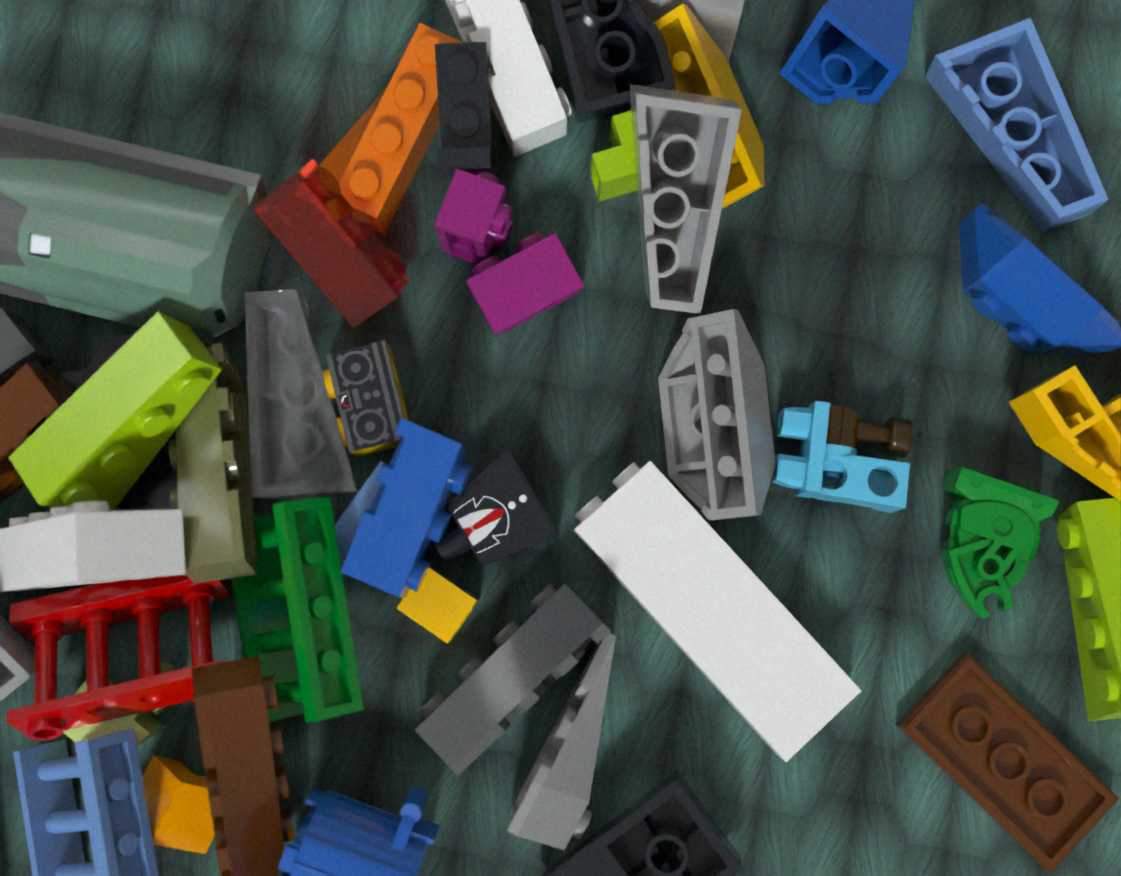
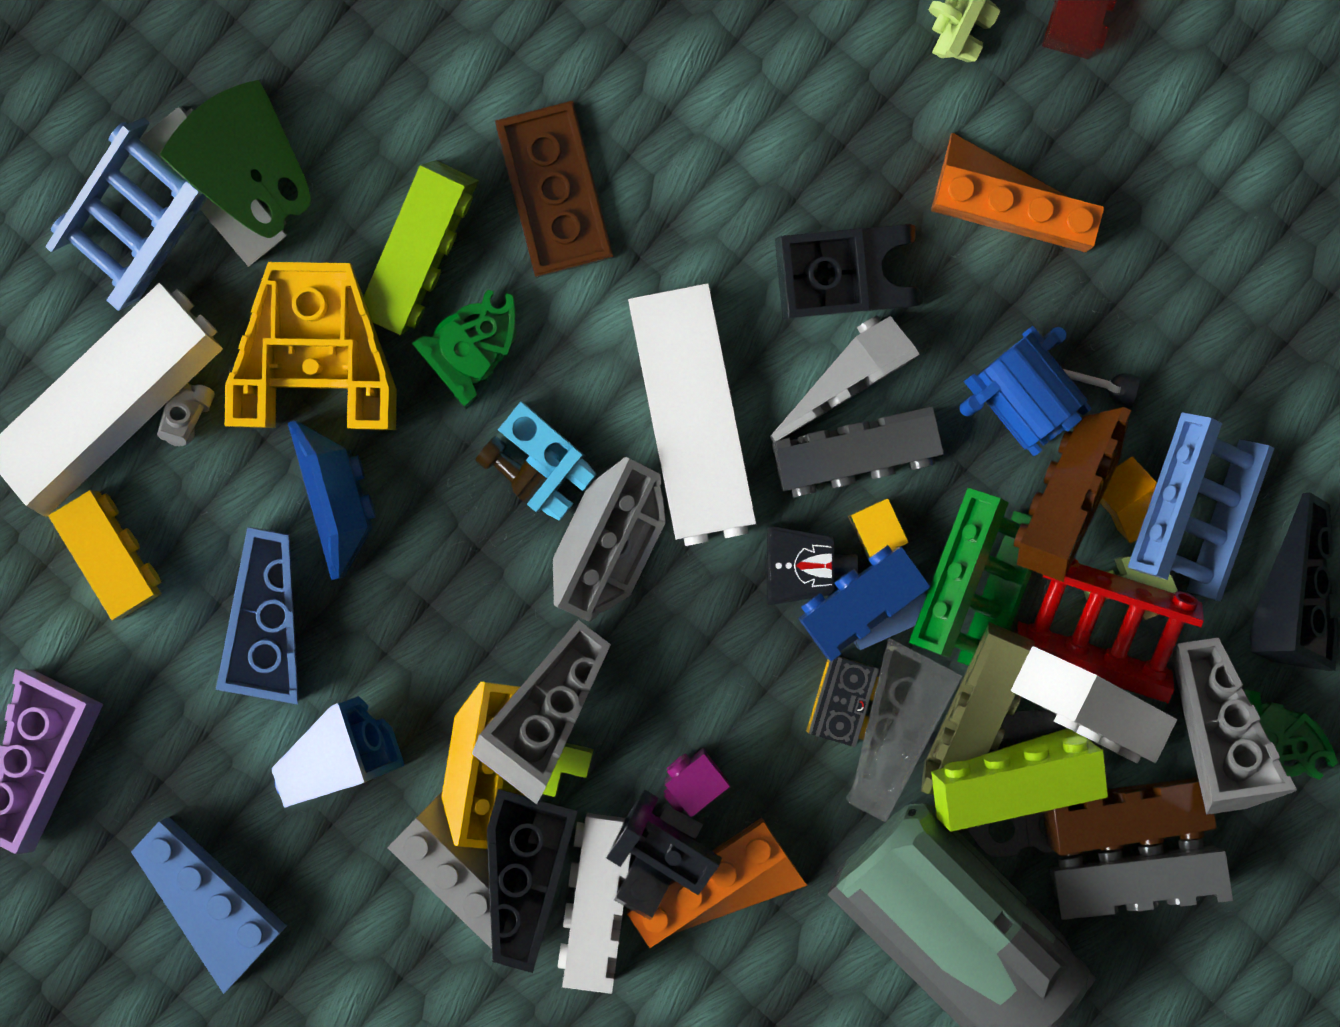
camera: 145 degrees left, 5 degrees up
(333, 243) = (804, 821): clear red brick -> none
(469, 119) = (663, 847): none -> black bracket
(524, 282) = (687, 715): magenta brick -> none

